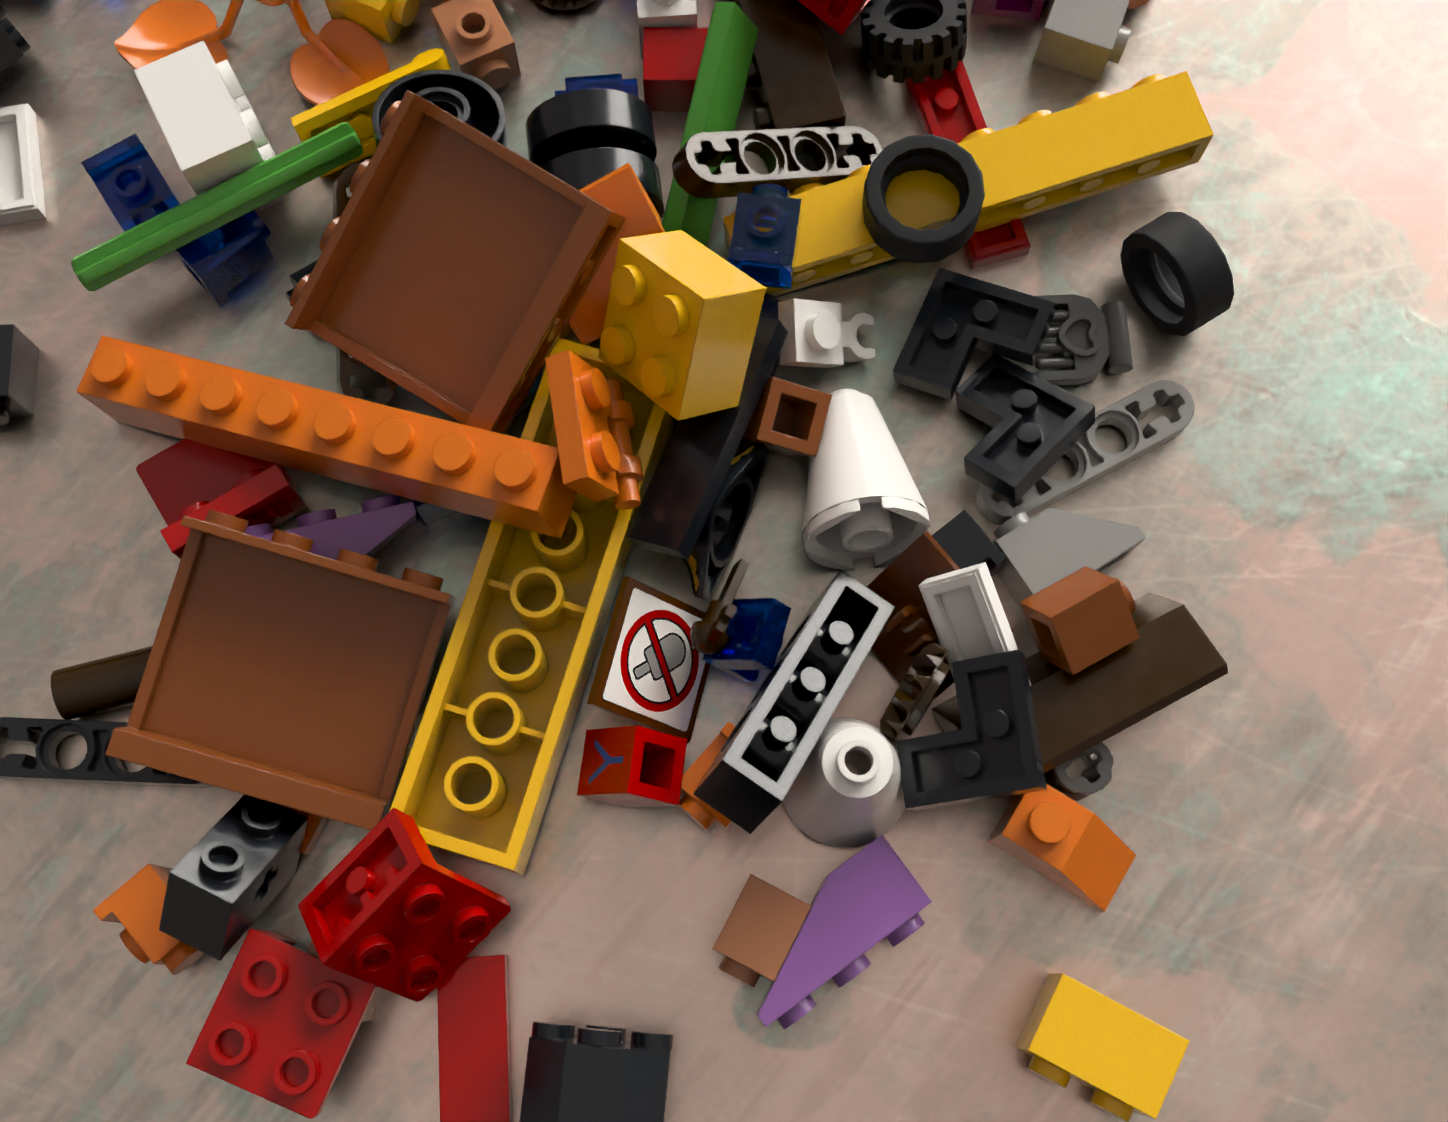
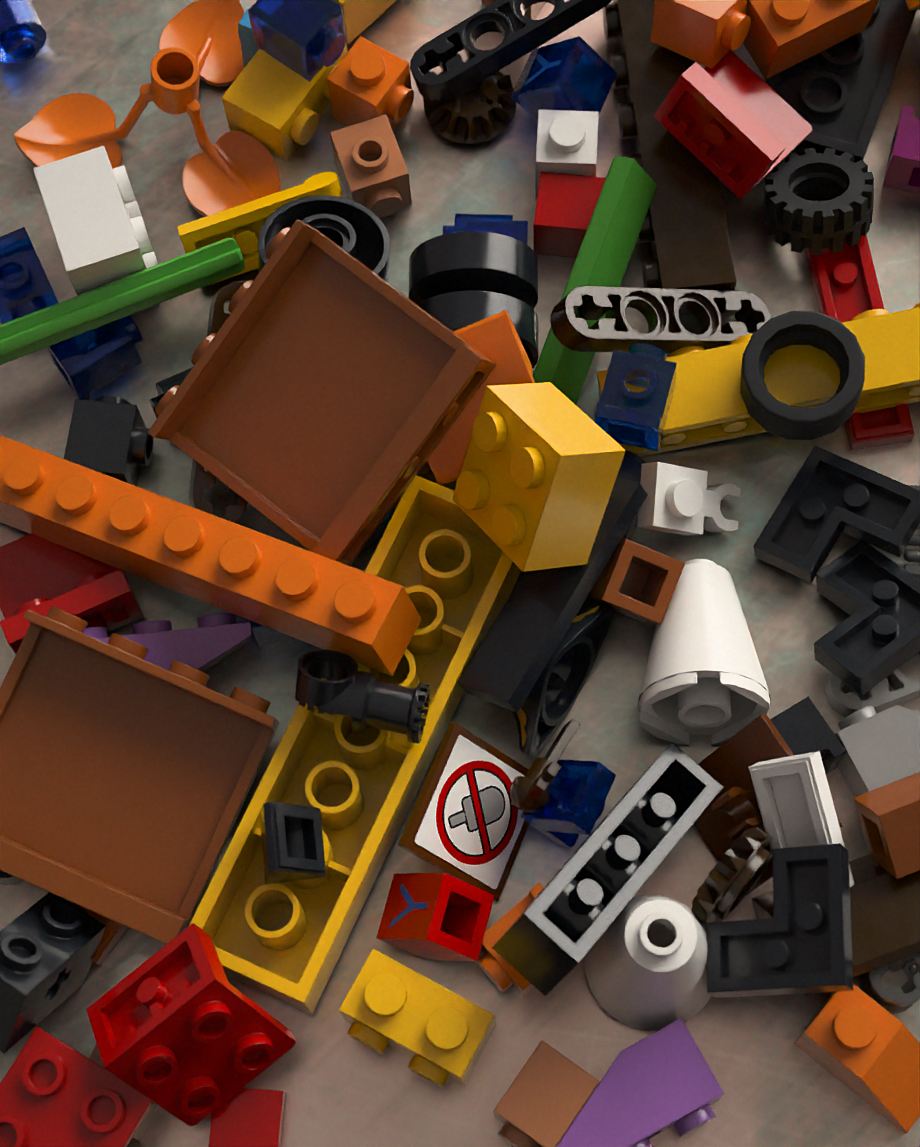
camera: 15 degrees right, 5 degrees down
(249, 335) = (109, 438): none -> black brick
(482, 715) = (291, 842): none -> black slope
(531, 561) = (360, 695): none -> black connector
(593, 432) = (438, 574): orange plate -> none
(627, 867) = (417, 1018): none -> yellow brick

